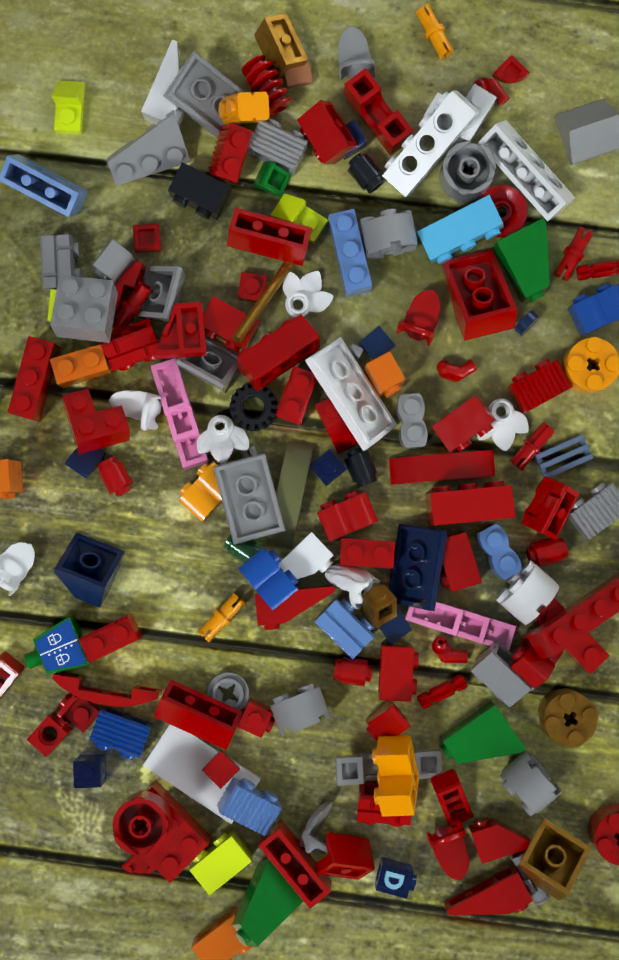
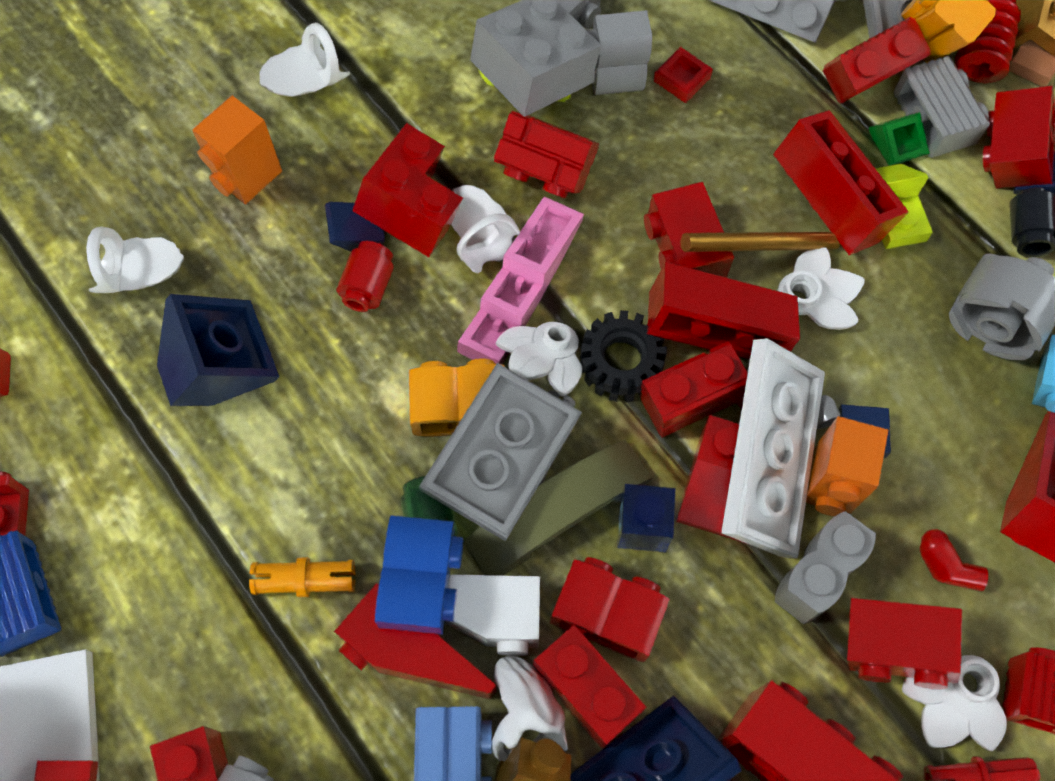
camera: 40 degrees right, 20 degrees down
(33, 379) = (395, 93): red brick -> none
(58, 648) = (71, 408): blue torso -> none
(74, 684) = (28, 475): red slope -> none
(80, 366) = (462, 123): orange brick -> none
(110, 638) = (139, 456): red brick -> none
(128, 282) = (615, 91): red slope -> none
(132, 305) = (594, 116): red pin -> none
(167, 290) = (643, 139): light grey slope -> none
(183, 333) = (623, 182): red wing -> none
(198, 714) = (123, 674): red brick -> none
(199, 192) = (796, 73): black brick -> none
(215, 368) = (616, 256): light grey slope -> none
(226, 680) = (180, 675): light grey gear -> none
(251, 286) = (758, 217): red plate -> none
(349, 253) = (929, 289): medium blue brick -> none
(361, 467) = (693, 563): black brick -> none
(421, 317) = (960, 450): red piece -> none
(442, 467) = (816, 672): red slope -> none

